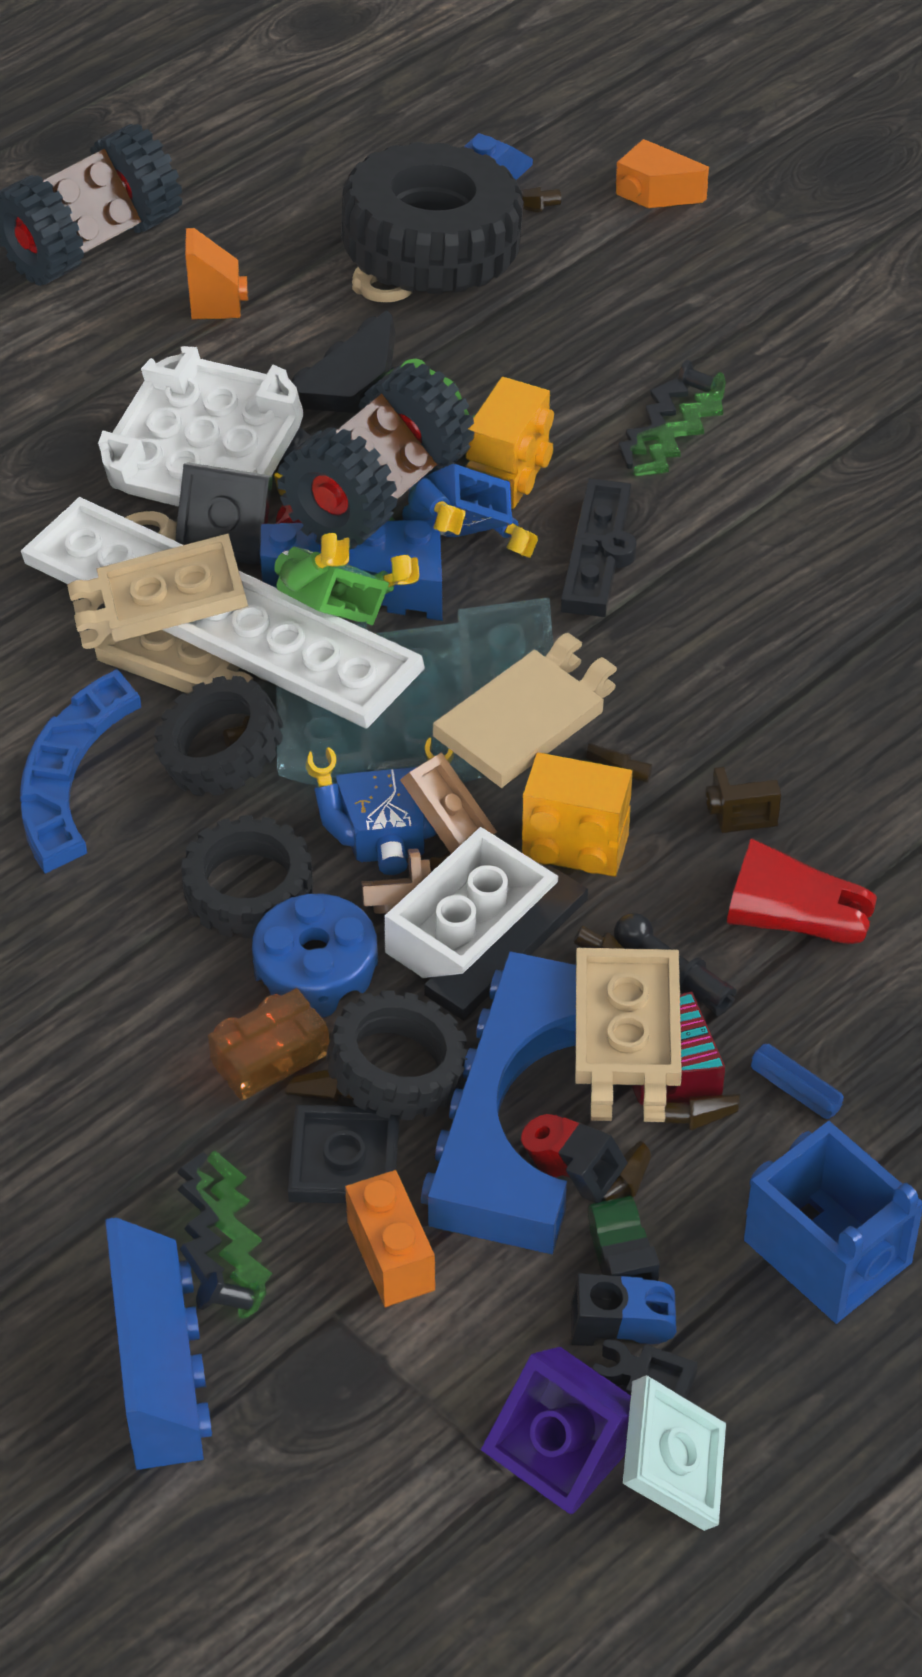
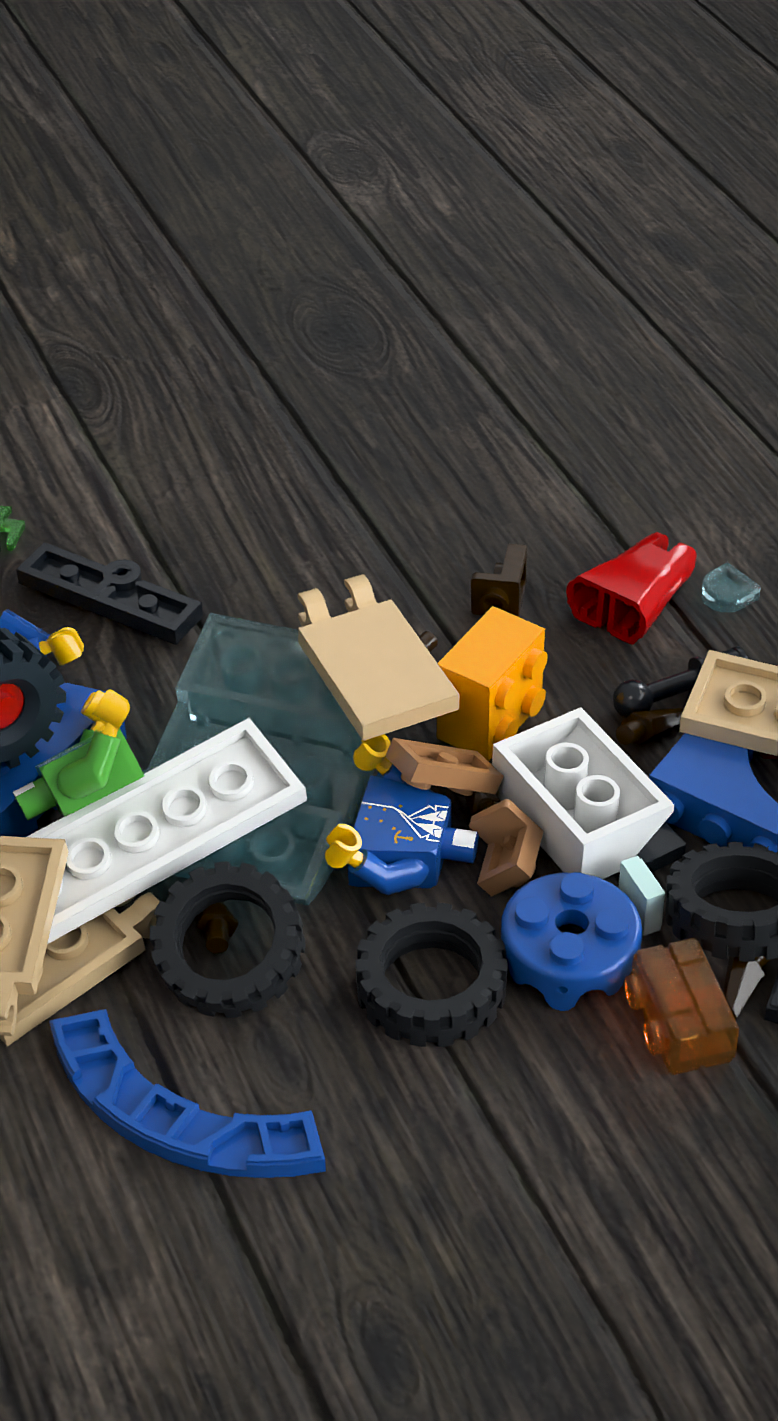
camera: 70 degrees left, 5 degrees down
(386, 977) = (644, 892): none -> light aqua tile
(839, 975) = (728, 589): none -> clear light blue tile

